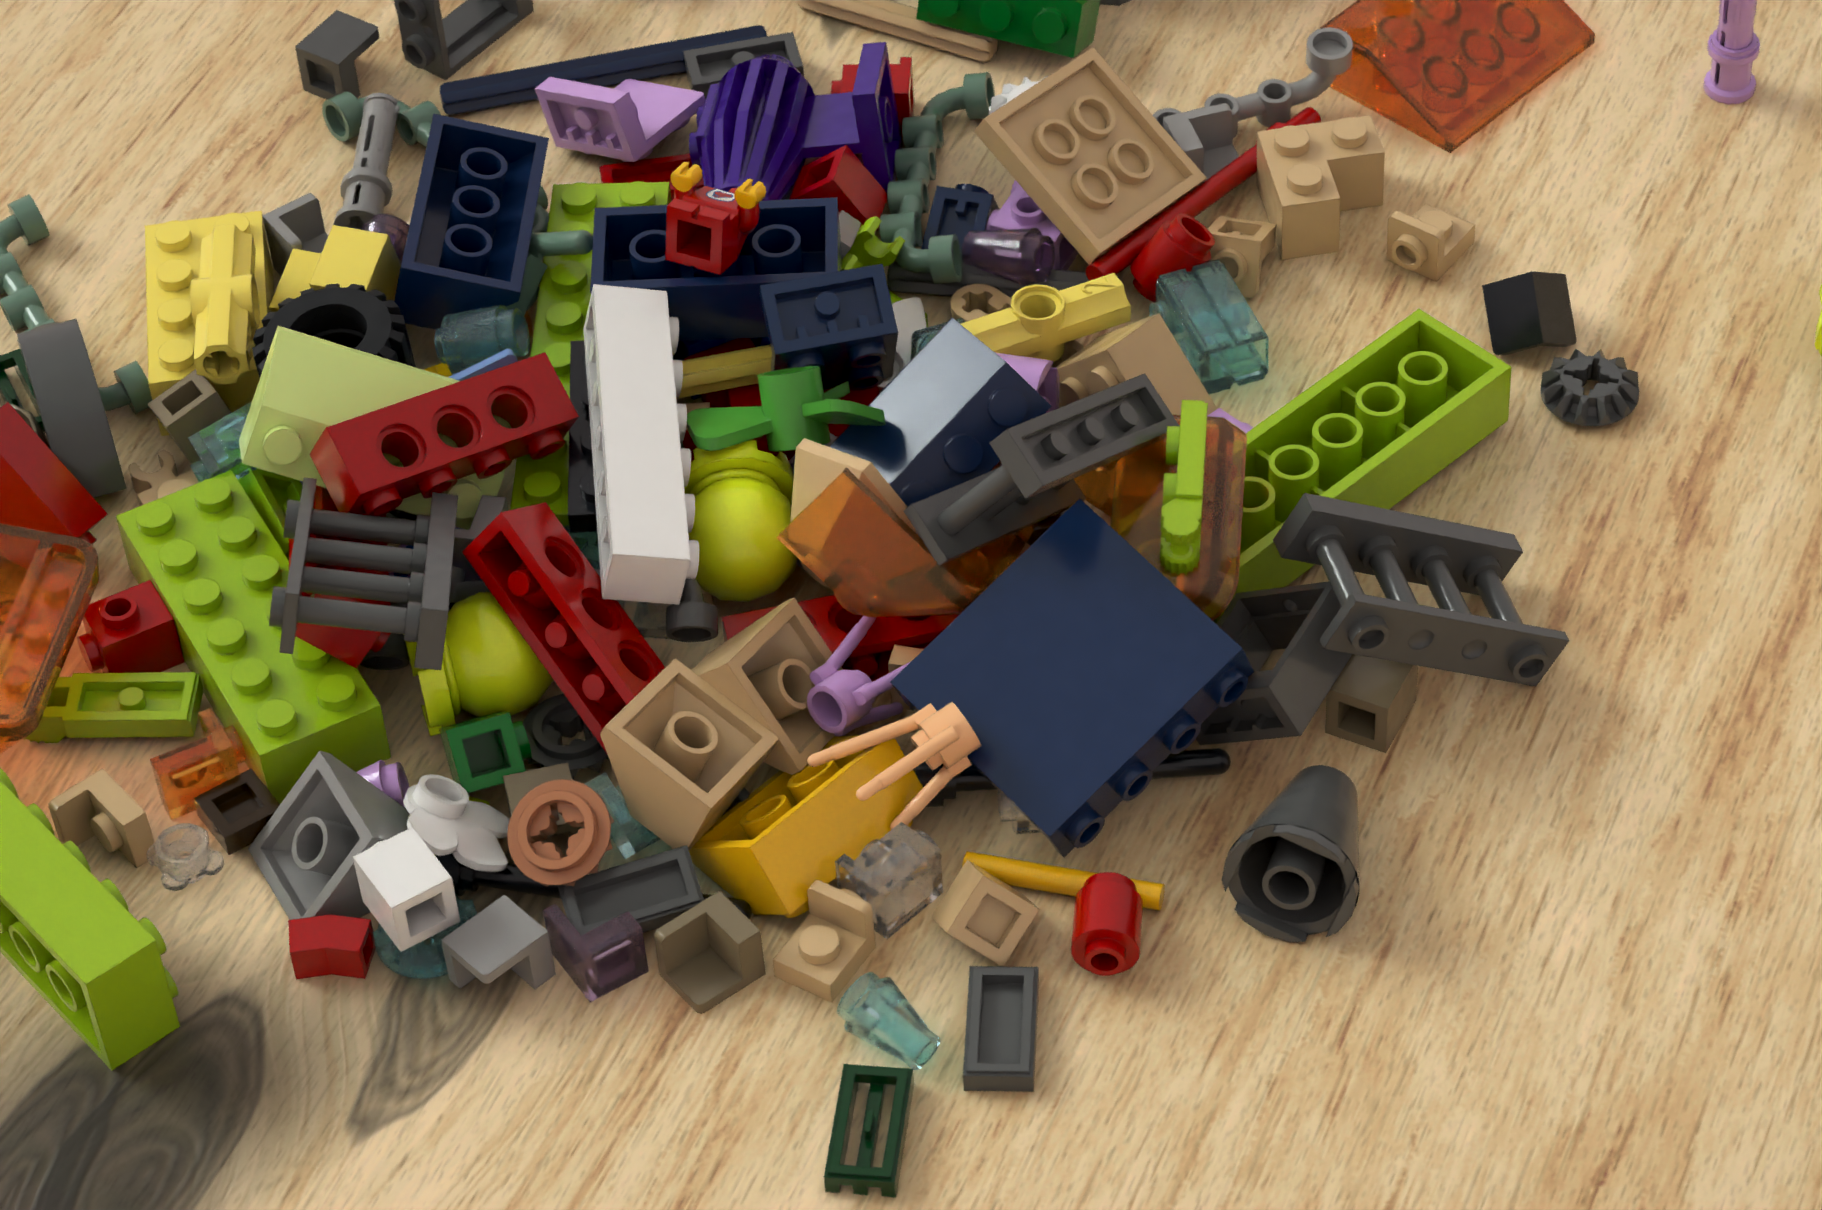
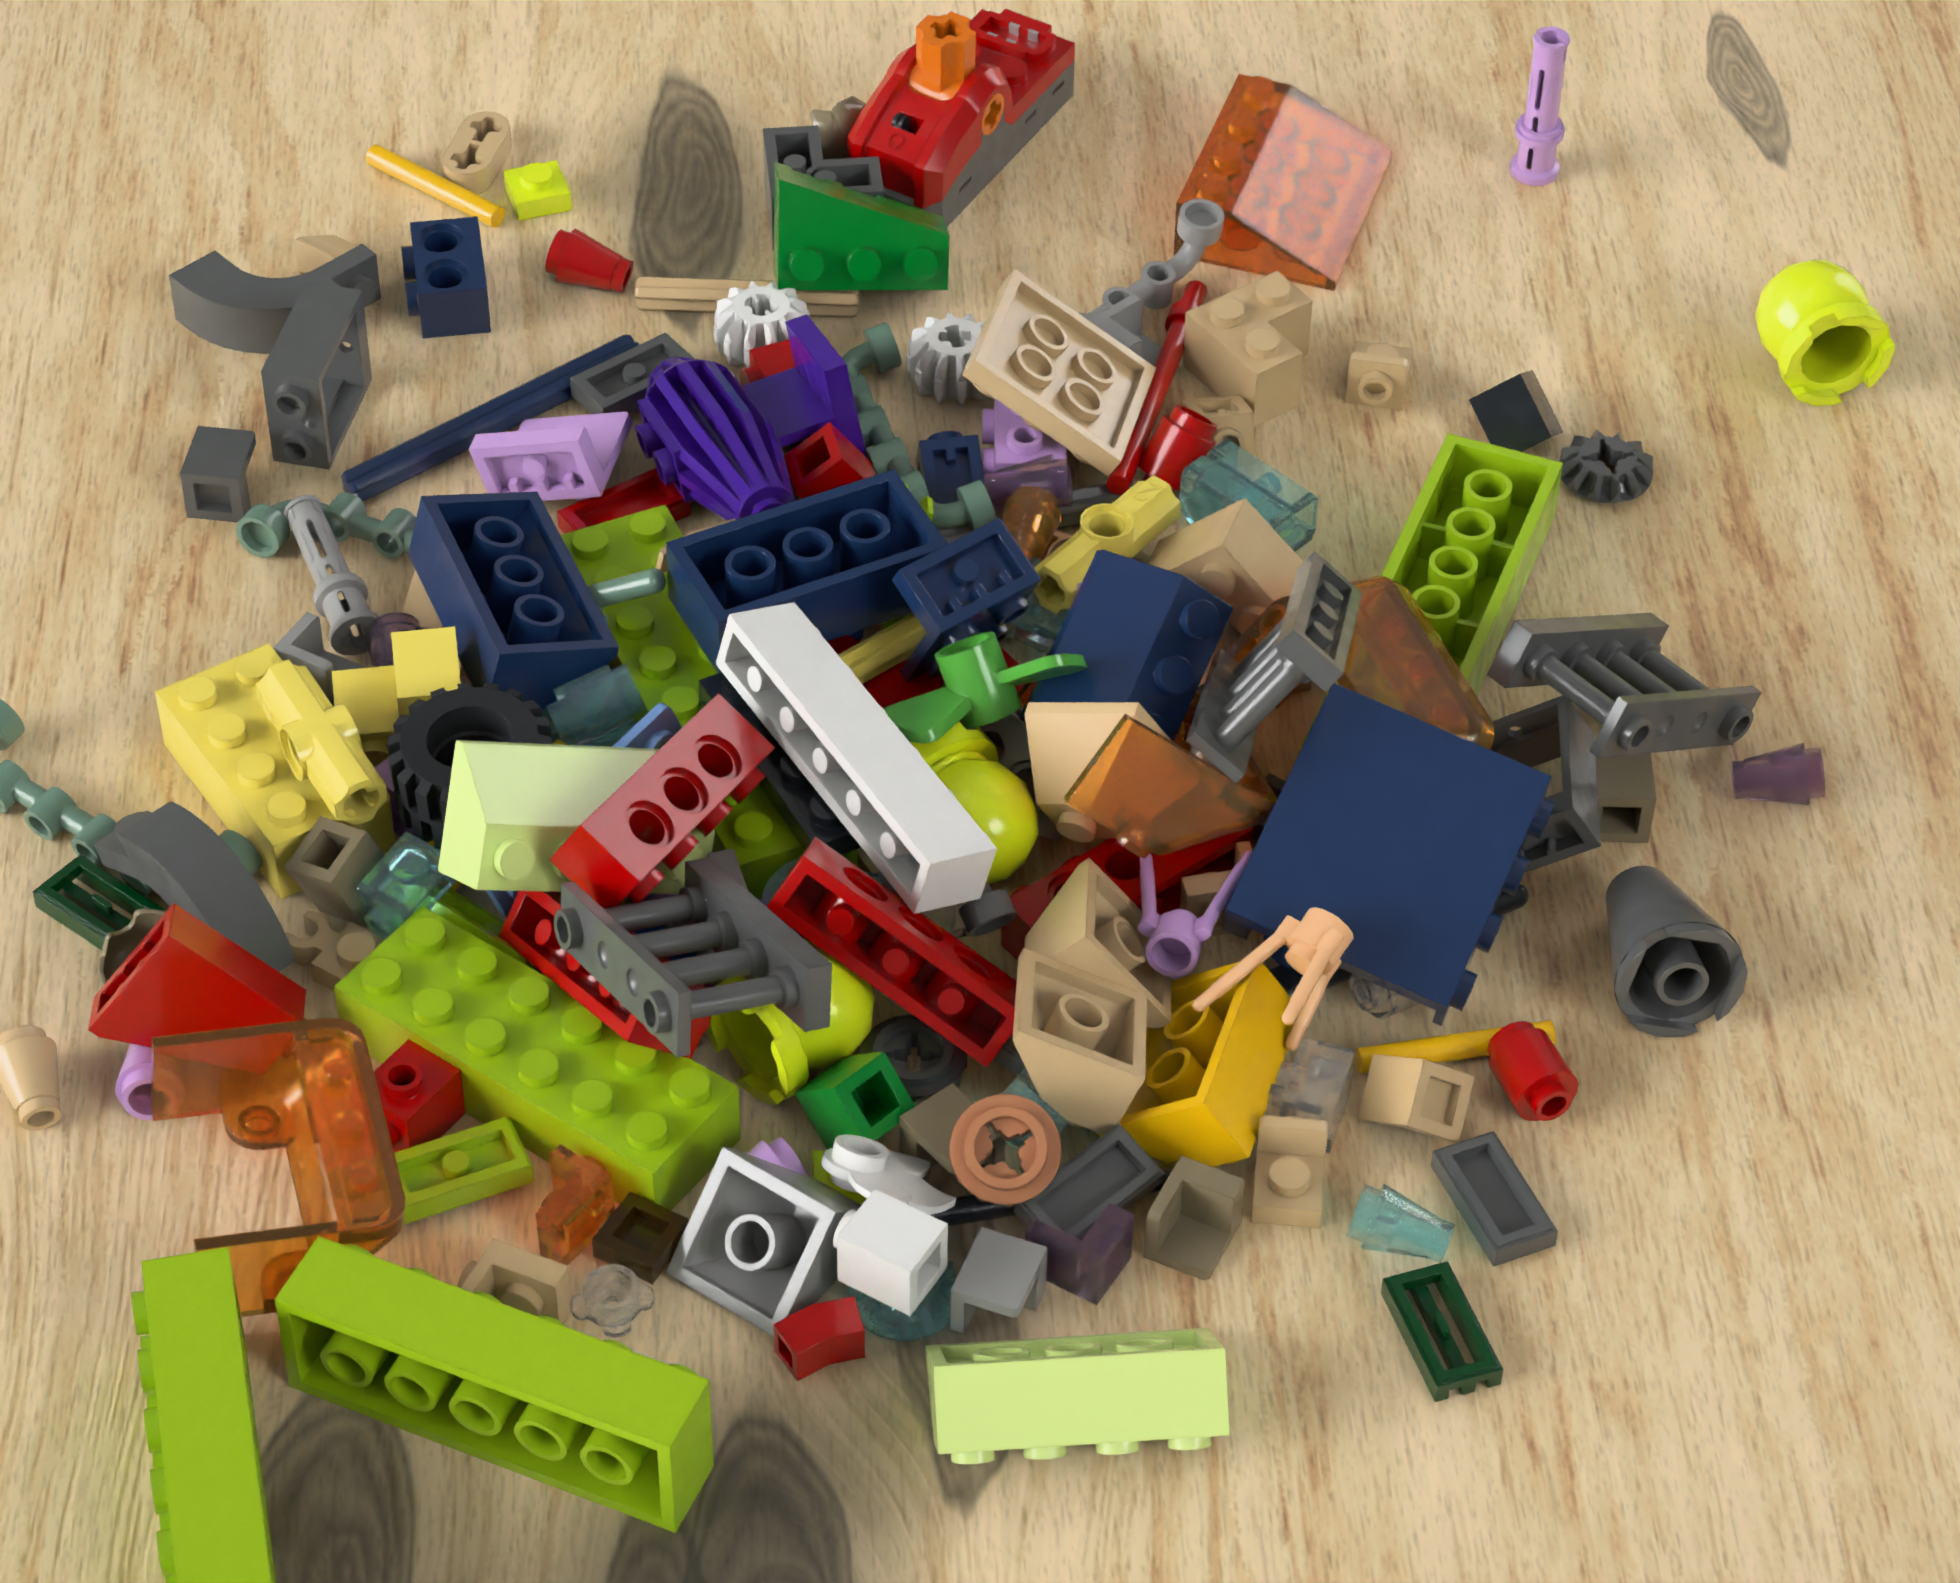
camera: 30 degrees left, 0 degrees up
(500, 1068) = (1077, 1393): none -> yellowish green slope
(709, 224) = (808, 520): red piece -> none
(899, 29) = (754, 319): none -> white gear
(981, 288) = (1031, 519): none -> clear orange cone
(1184, 490) = (1413, 643): lime hinge -> none
(1548, 727) = (1781, 776): none -> cone

